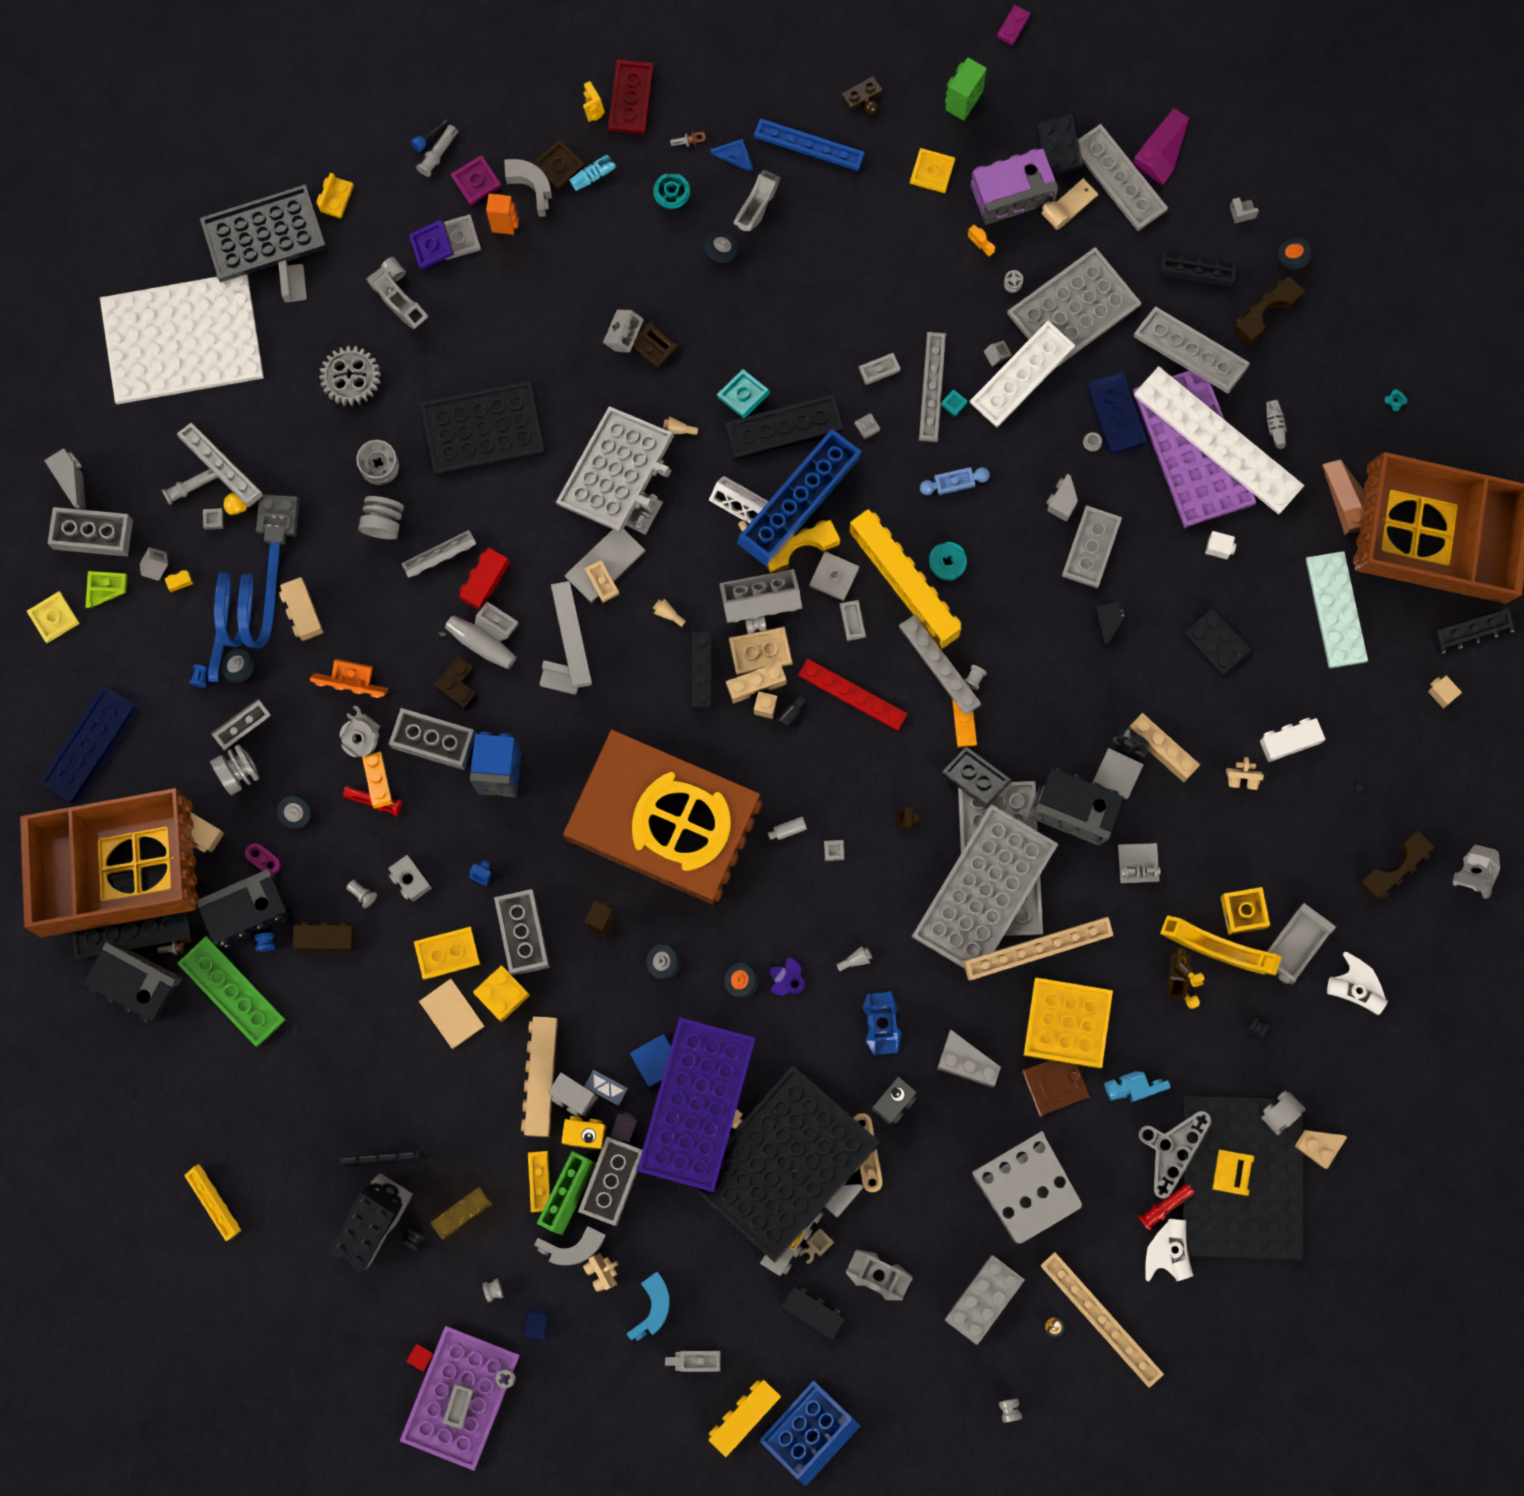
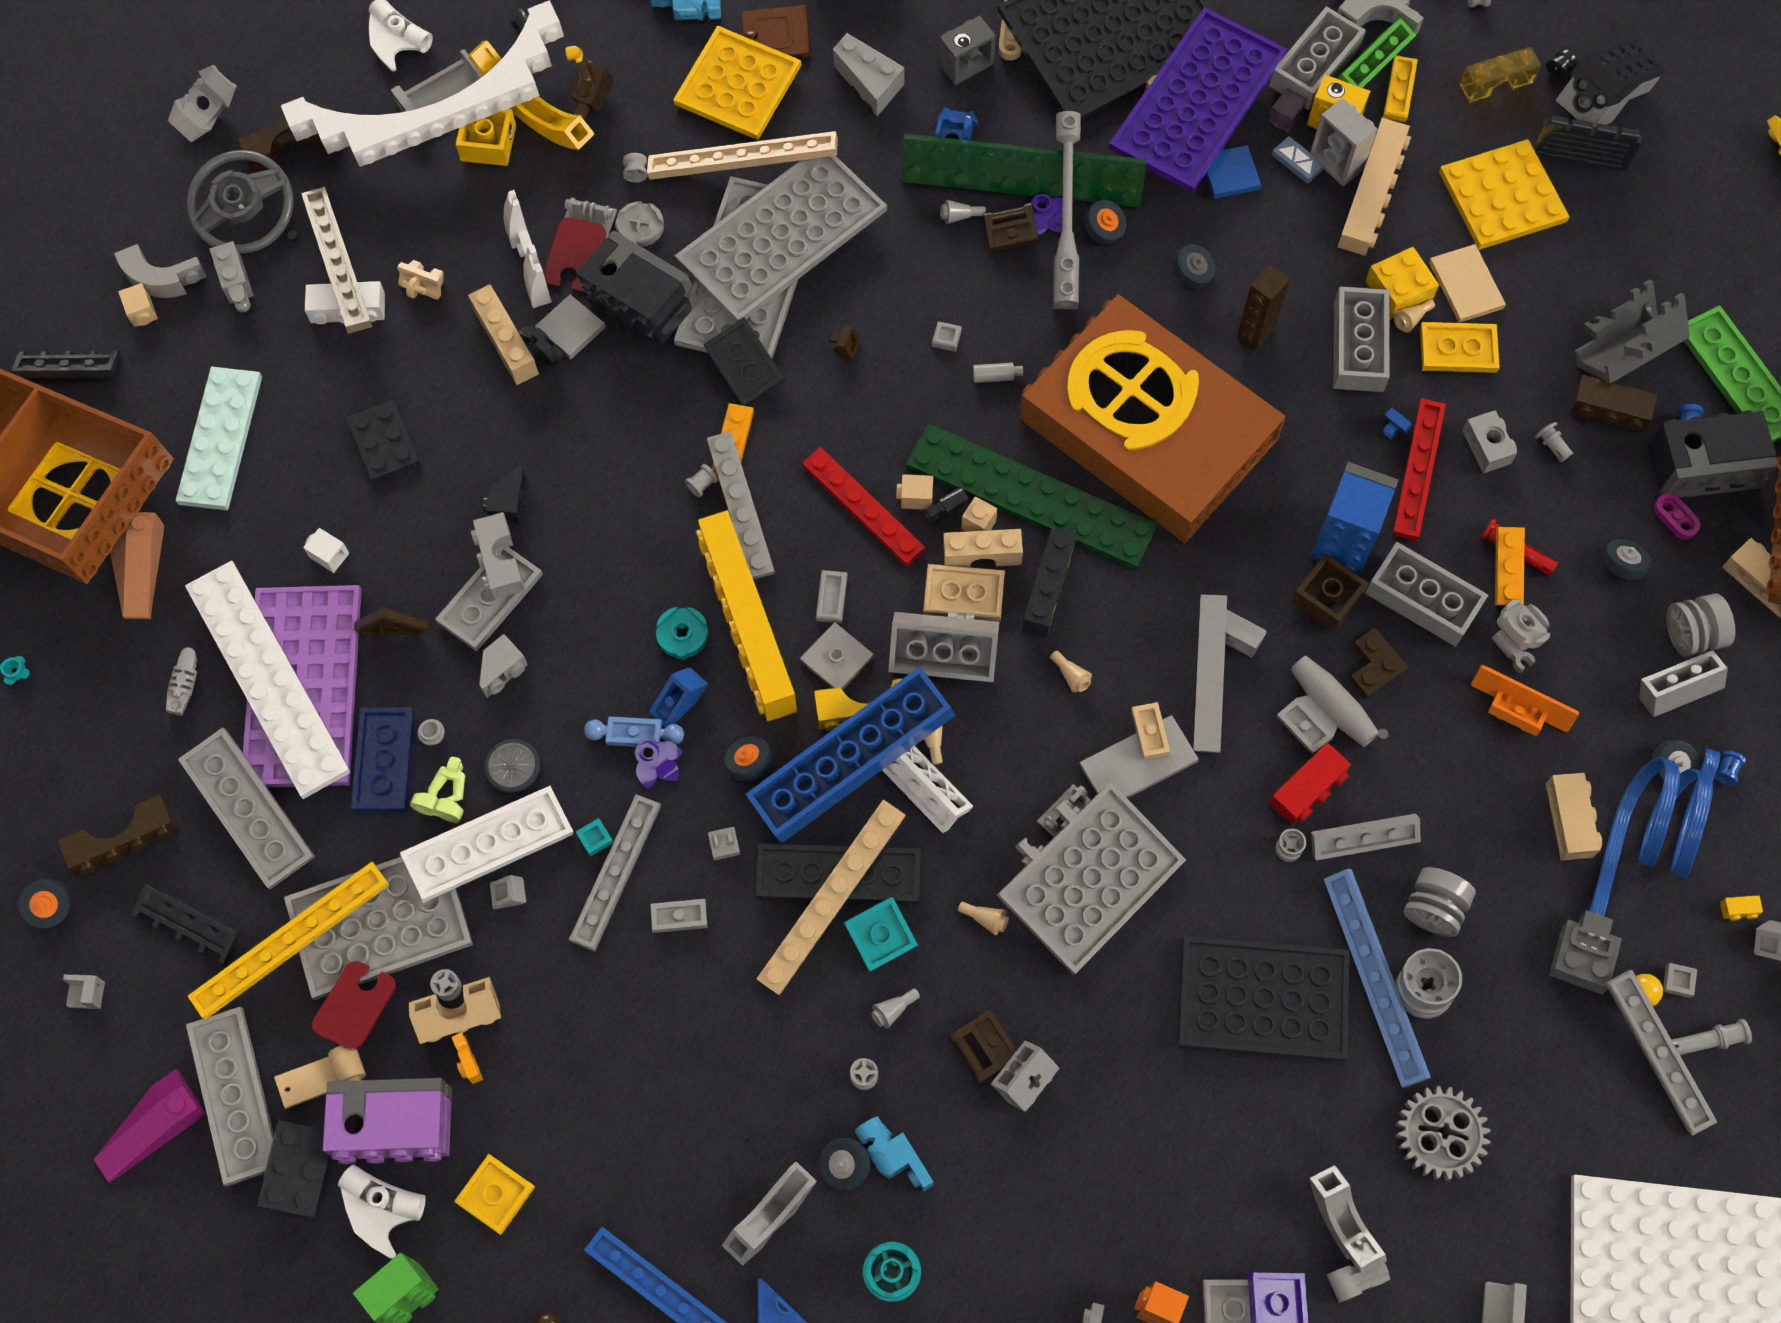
camera: 165 degrees left, 10 degrees down
(319, 991) = (1632, 335): none -> dark grey piece
(412, 462) = (1377, 978): none -> medium blue plate
(438, 1104) = (1503, 194): none -> yellow plate
(457, 842) = (1418, 469): none -> red plate
(488, 529) = (1294, 841): none -> light grey wheel
(489, 966) = (1408, 317): none -> tan cone
(501, 717) = (1329, 593): none -> dark brown brick
(692, 262) = (894, 1154): none -> dark azure plate
(722, 349) = (888, 1011): none -> light grey cone
(726, 301) = (864, 1068): none -> light grey wheel
(734, 739) = (1032, 496): none -> dark green plate
(761, 933) = (1066, 259): none -> light grey bar
(782, 406) = (831, 897): none -> tan plate
(811, 948) = (1011, 233): none -> dark brown plate
(817, 713) = (915, 491): none -> tan brick
(817, 1002) = (1020, 169): none -> dark green plate
(869, 484) = (748, 758): none -> black wheel
(932, 465) = (660, 764): none -> plate
(932, 513) = (678, 696): none -> blue slope
(999, 138) = (375, 1220): none -> white pin
(1010, 255) = (434, 1021): none -> tan arch
(1028, 435) = (512, 765): none -> flat silver wheel
(1062, 390) = (445, 807): none -> yellowish green piece
(1065, 242) = (350, 1011): none -> dark red piece
(1087, 556) = (502, 575): none -> light grey arch
(1099, 876) = (640, 223): none -> light grey tile
(1119, 921) = (635, 167): none -> light grey wheel
(1123, 274) = (288, 940): none -> yellow plate
(1137, 839) = (572, 248): none -> dark red piece
(1150, 500) = (390, 623): none -> dark brown tile
(1186, 836) = (519, 238): none -> white wedge
(1240, 945) = (385, 135): none -> white arch
(1311, 765) = (336, 260): none -> plate
(1384, 734) = (232, 275): none -> light grey hinge
(1404, 802) = (251, 191): none -> dark grey piece
(1450, 715) = (158, 281): none -> light grey arch

